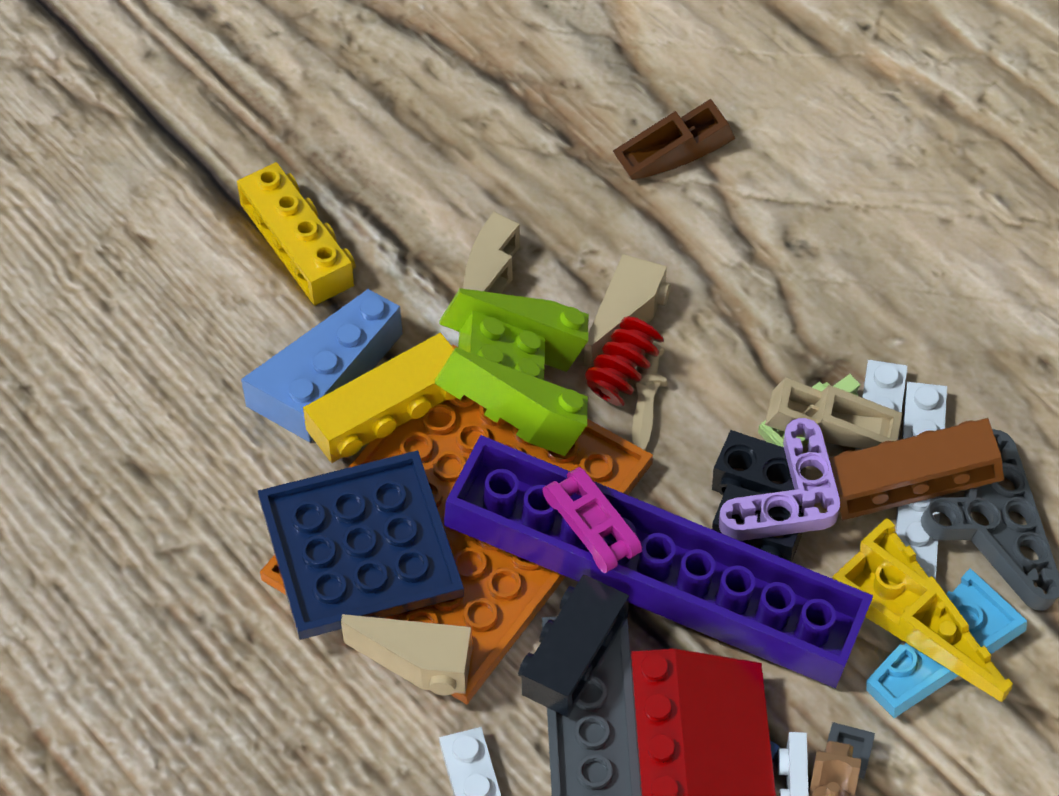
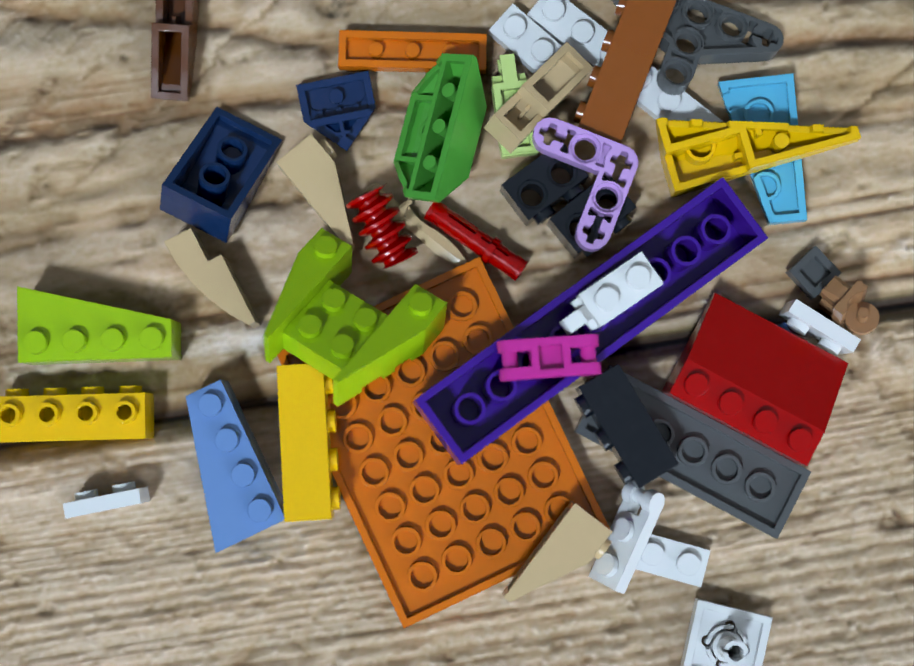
camera: 65 degrees left, 30 degrees up
(235, 292) = (90, 501): none -> white plate
(360, 543) = (432, 541): dark blue plate -> none
(375, 204) = (80, 331): none -> lime wedge
(469, 717) = (628, 537): none -> white plate
(580, 227) = (219, 174): none -> dark blue slope
(666, 463) = (488, 248): none -> red pin
(687, 546) = (612, 294): none -> white hinge
(711, 286) = (338, 106): none -> dark blue slope
(748, 368) = (441, 129): none -> bright green wedge
(802, 314) = (405, 50): none -> orange plate

